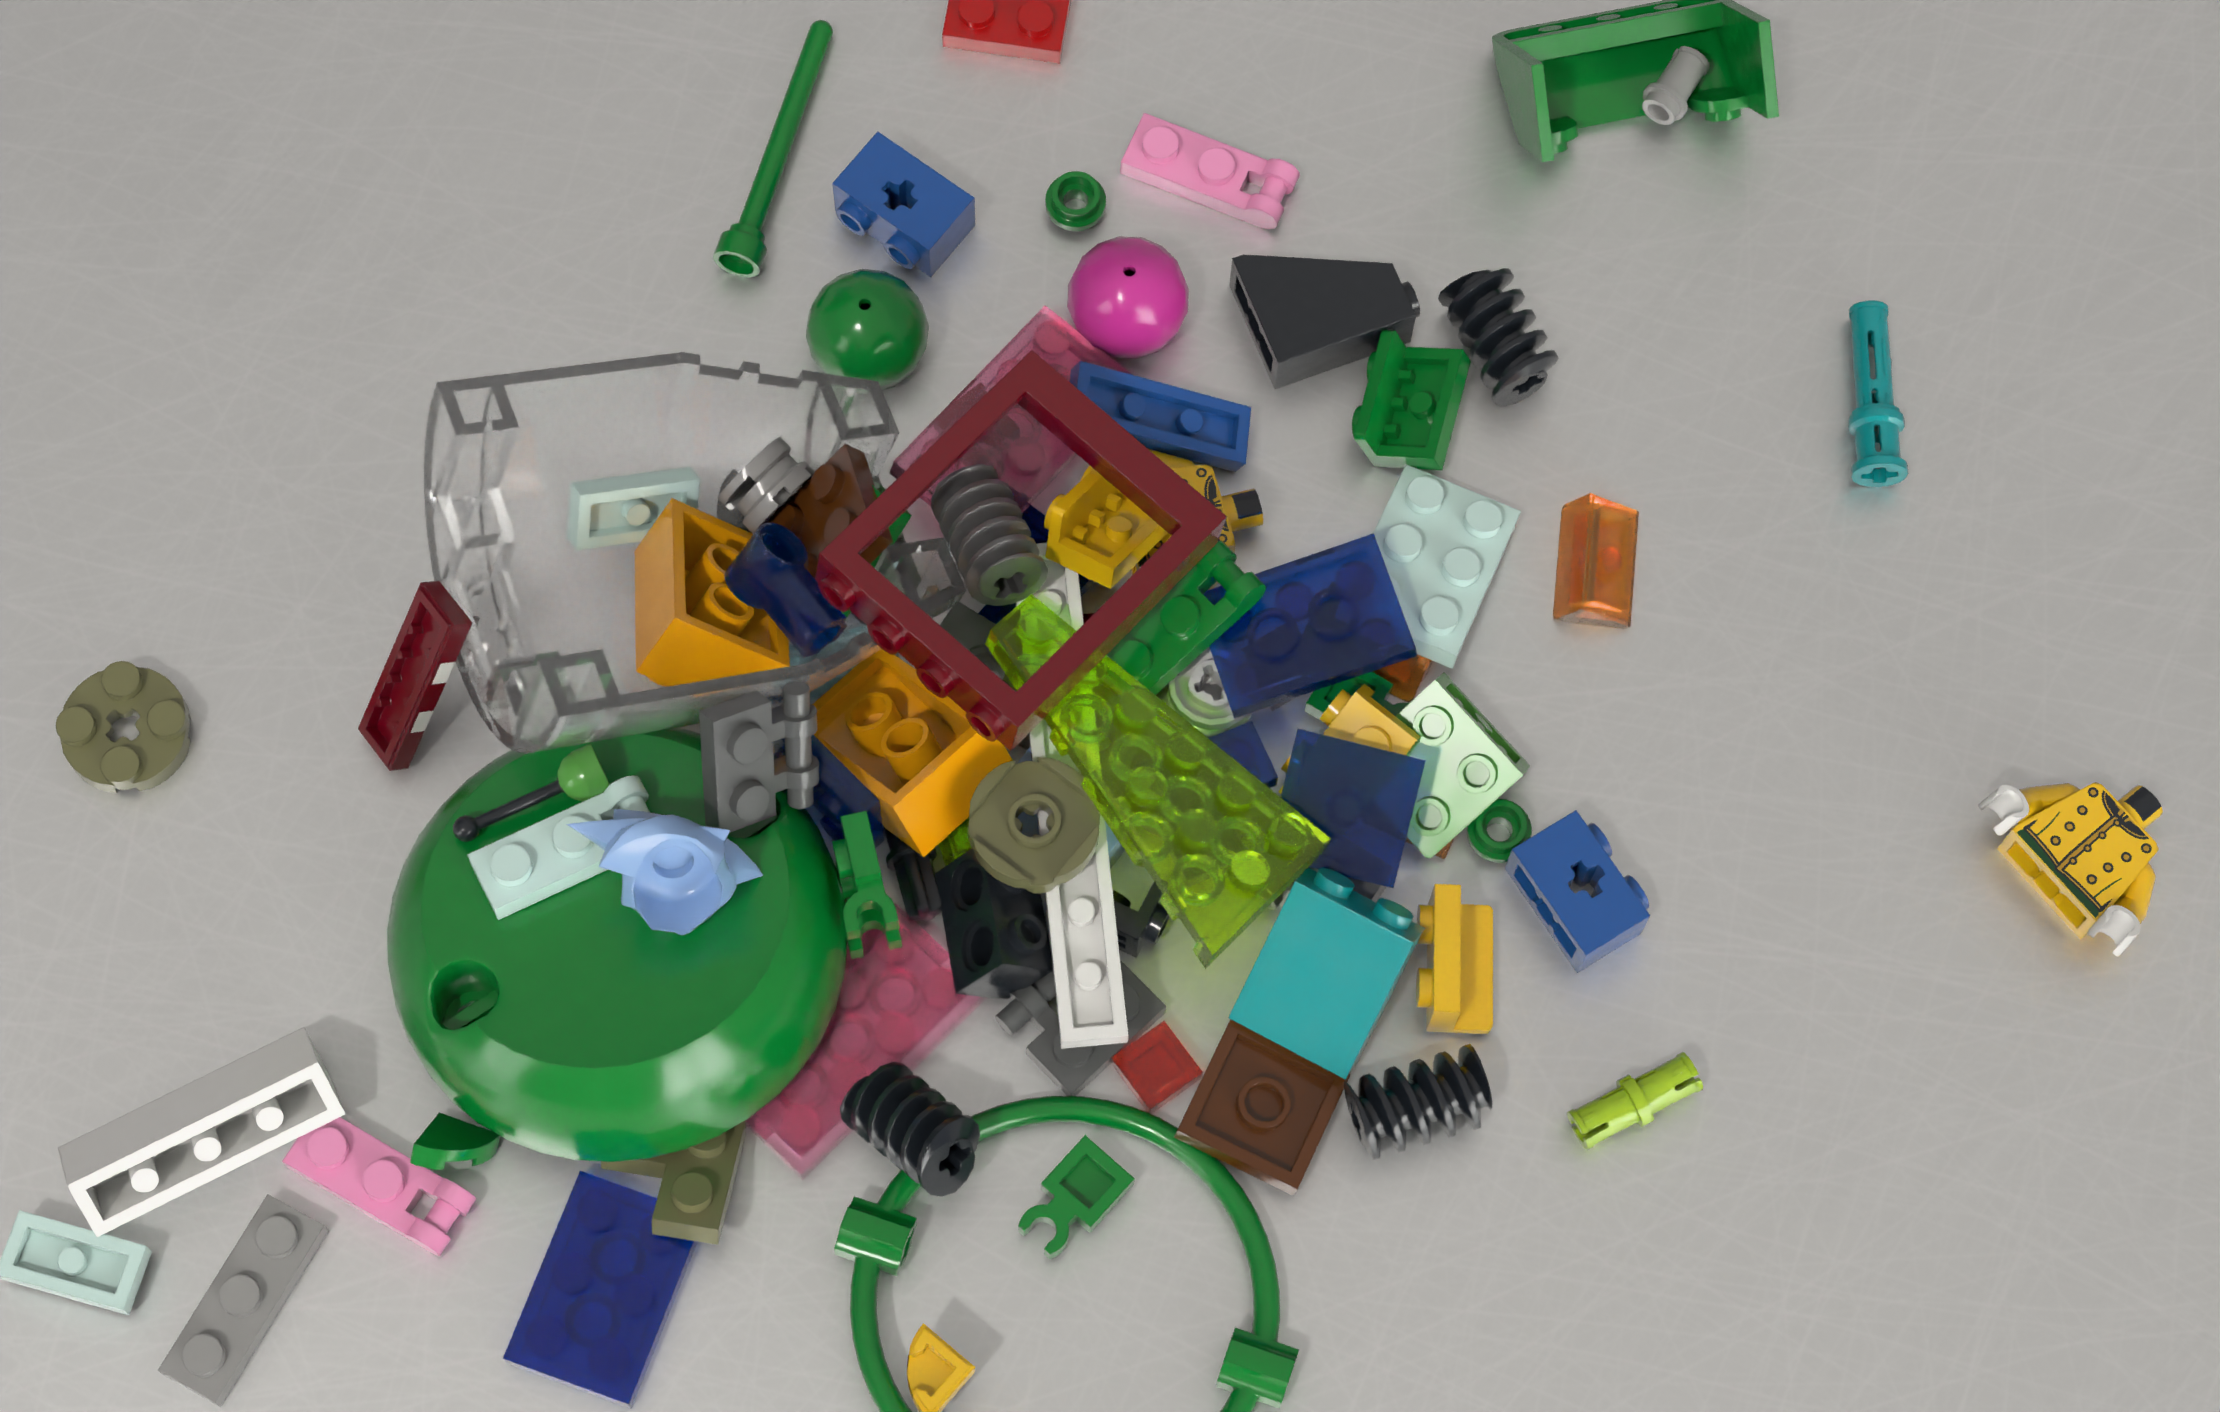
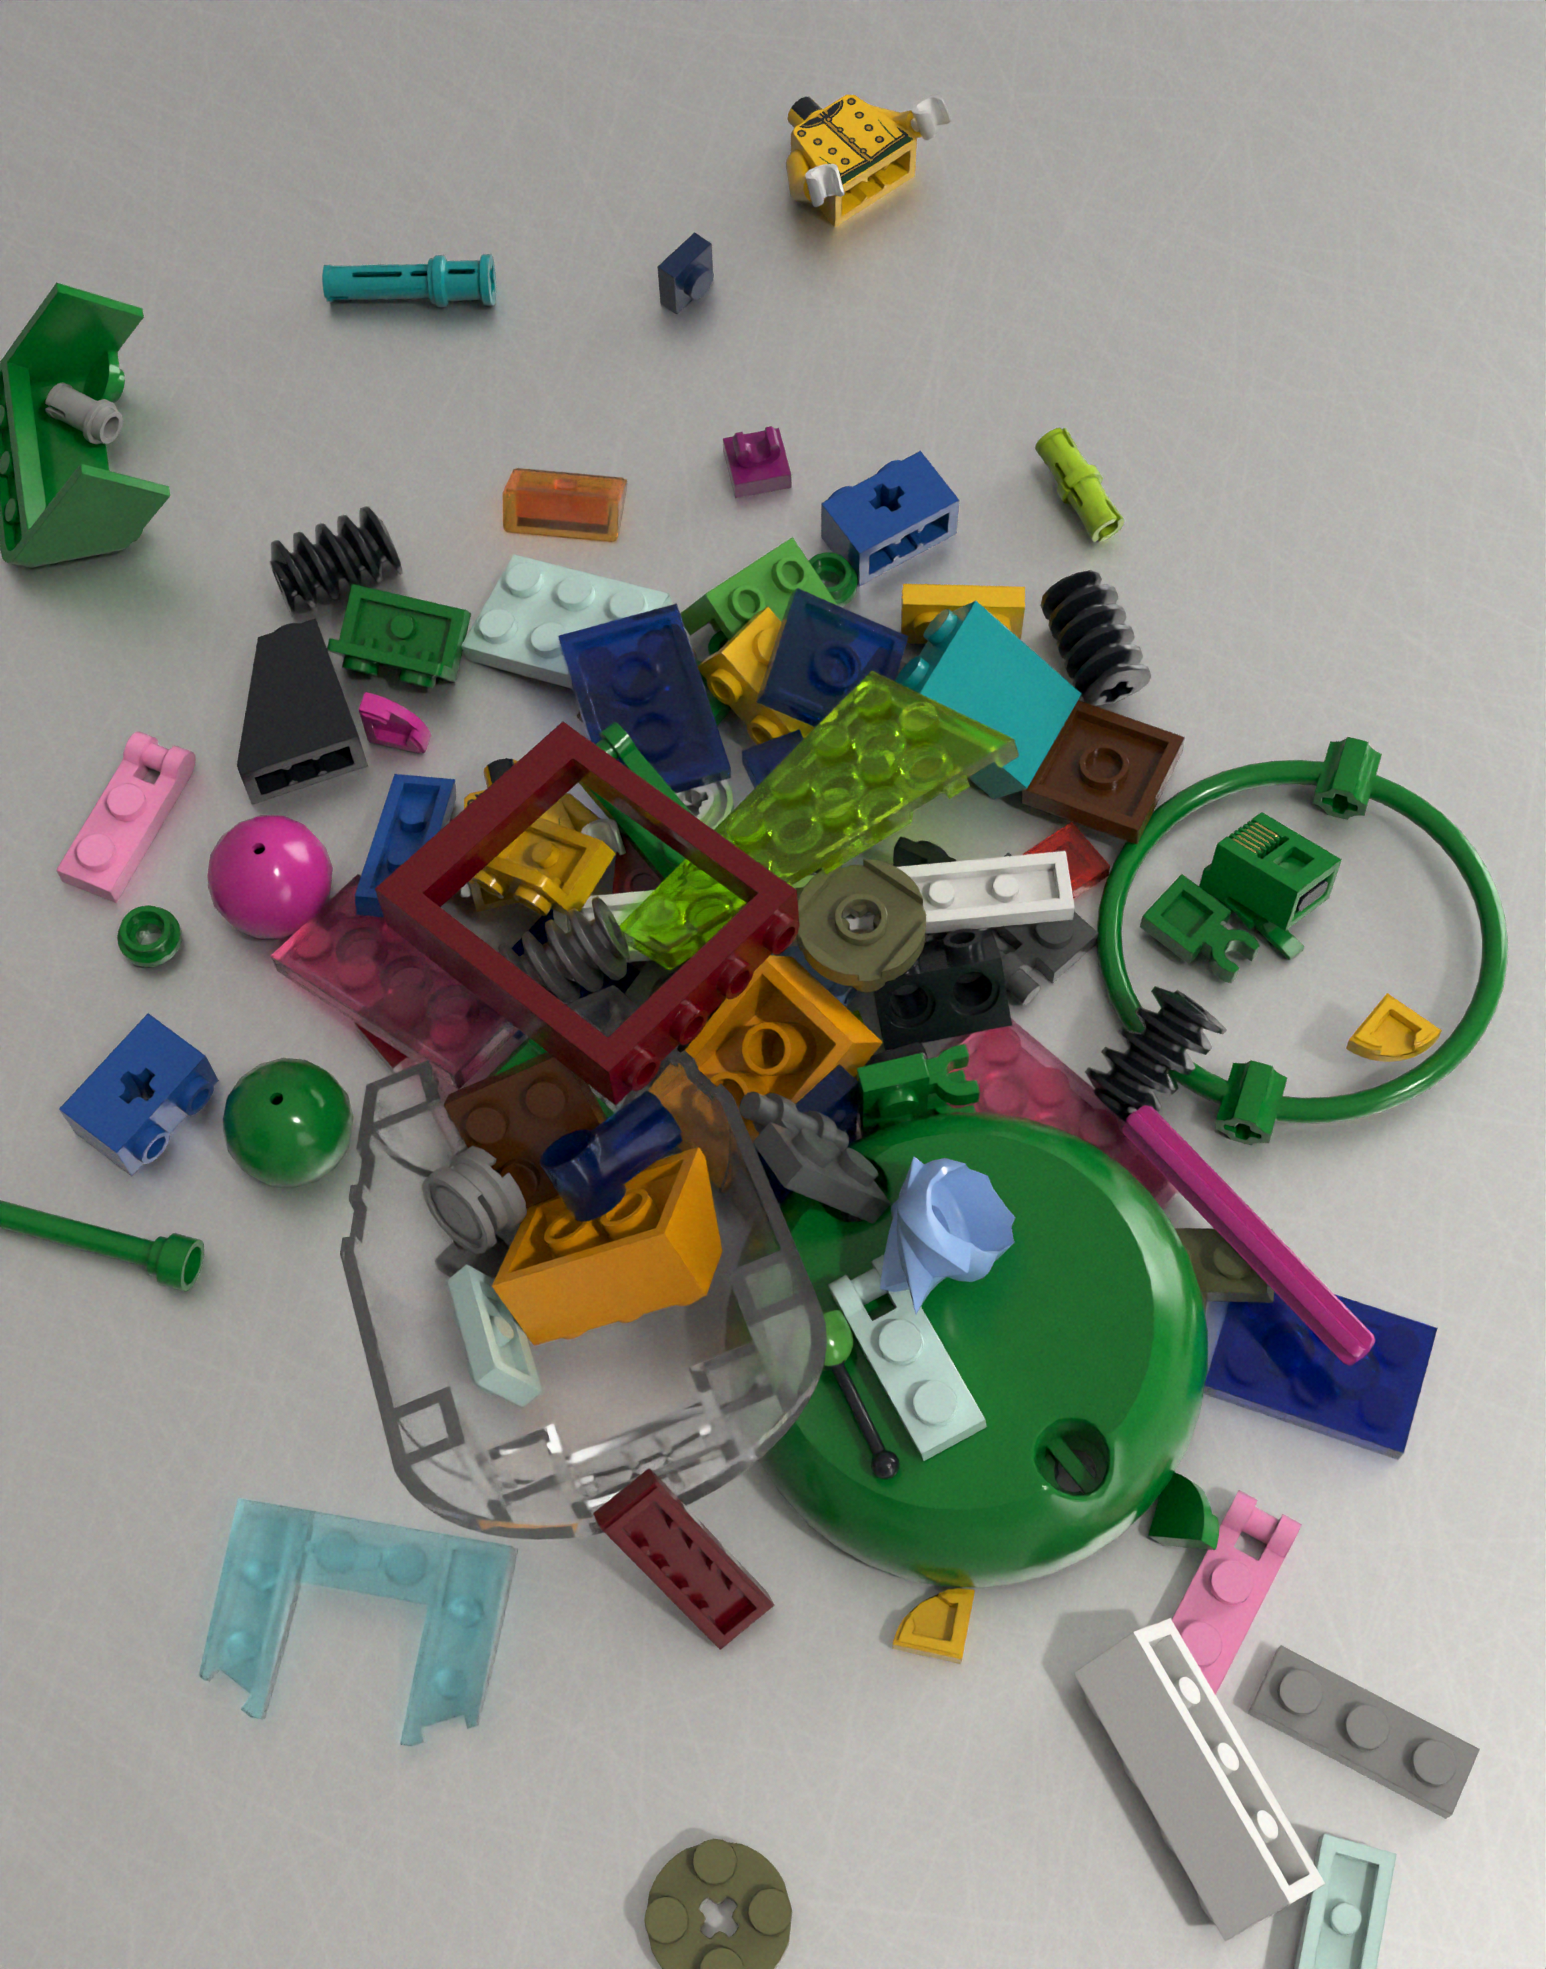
camera: 85 degrees left, 5 degrees down
(362, 917) = (937, 1626): none -> yellow tile
(415, 341) = (283, 1546): none -> clear light blue wedge
(706, 1197) = (1249, 1236): none -> dark pink axle
(1129, 1272) = (1270, 878): none -> green piece
(1309, 403) = (392, 724): none -> dark pink tile
(1655, 759) = (757, 462): none -> magenta tile
(1898, 677) = (686, 273): none -> dark blue plate

